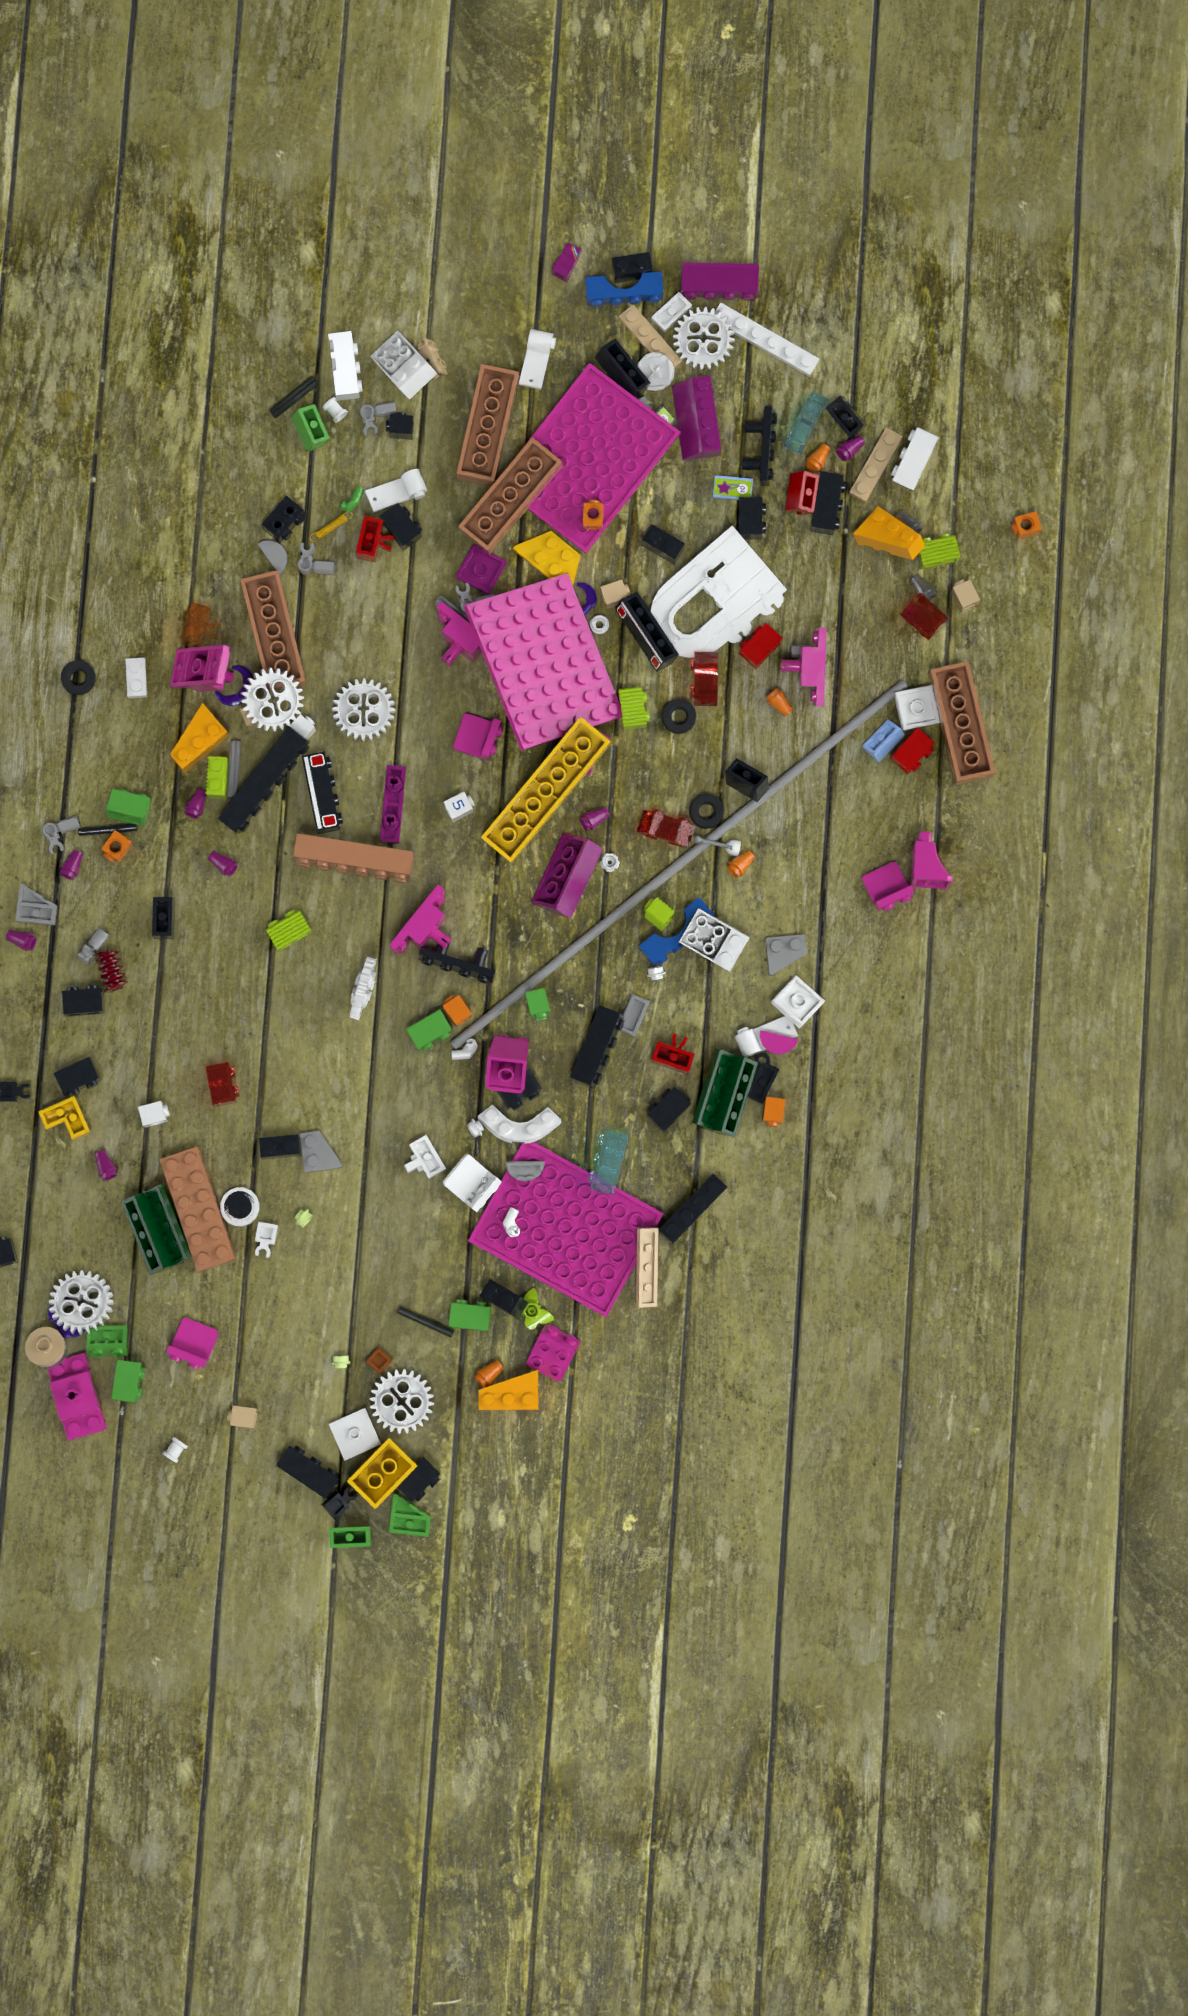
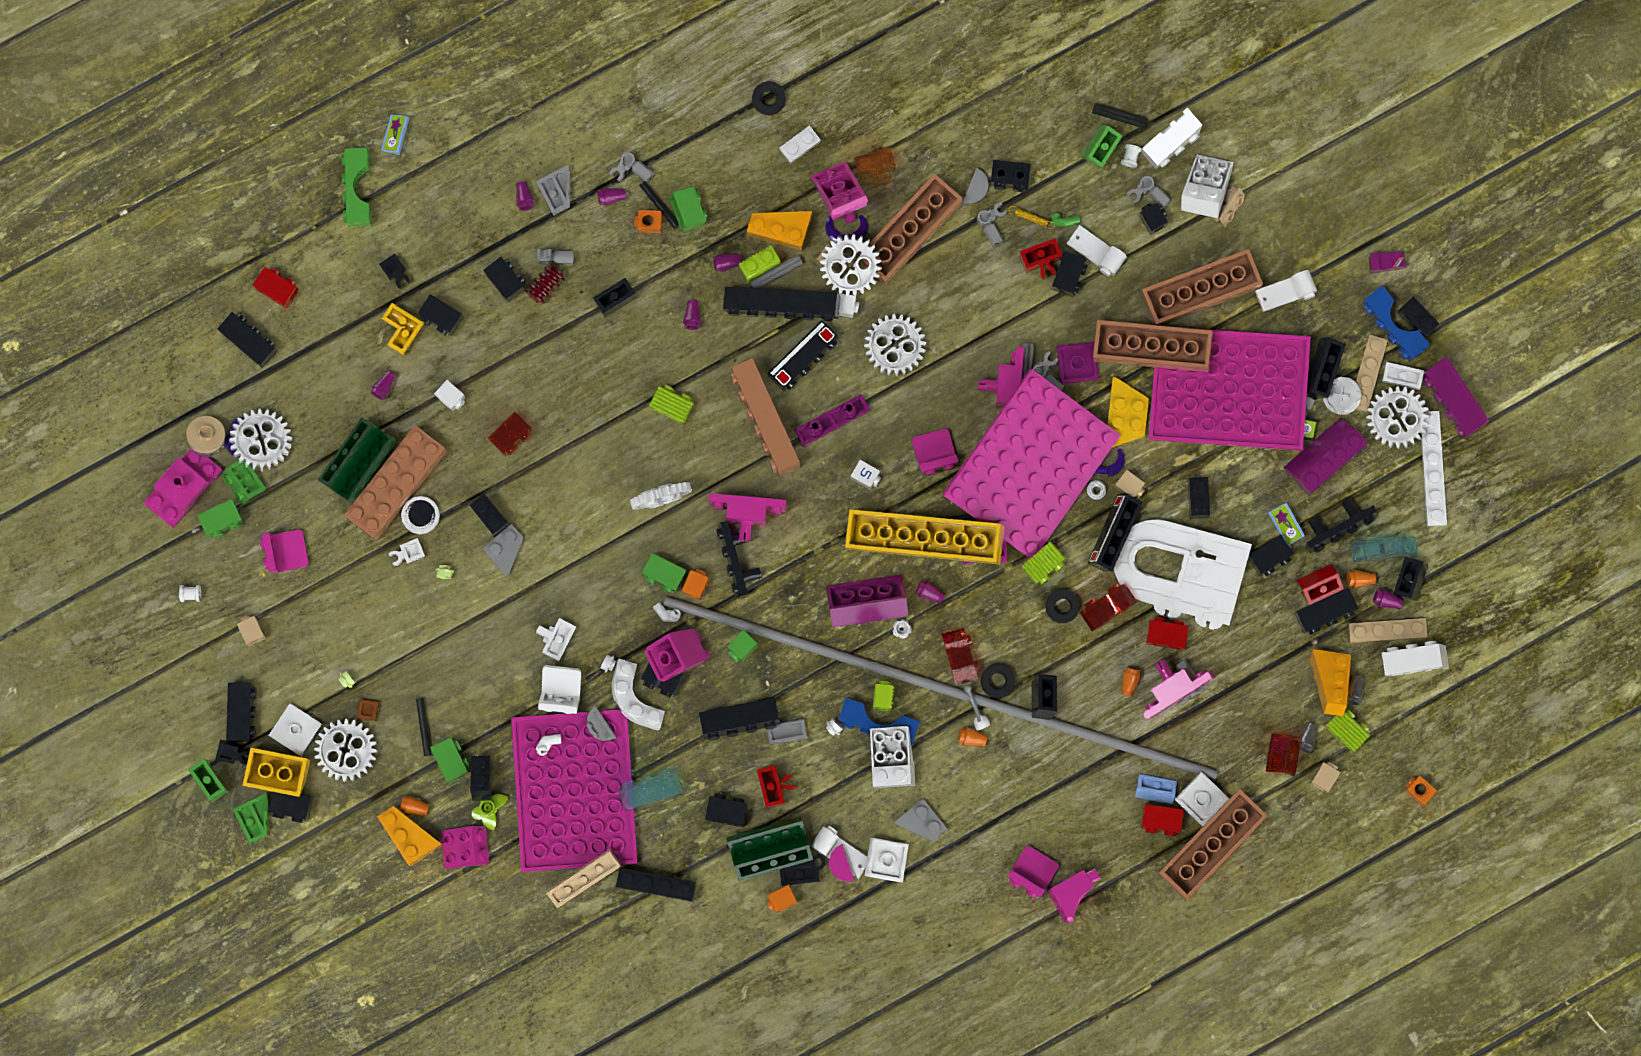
camera: 65 degrees right, 0 degrees up
(593, 524) = (1181, 432): orange brick -> none

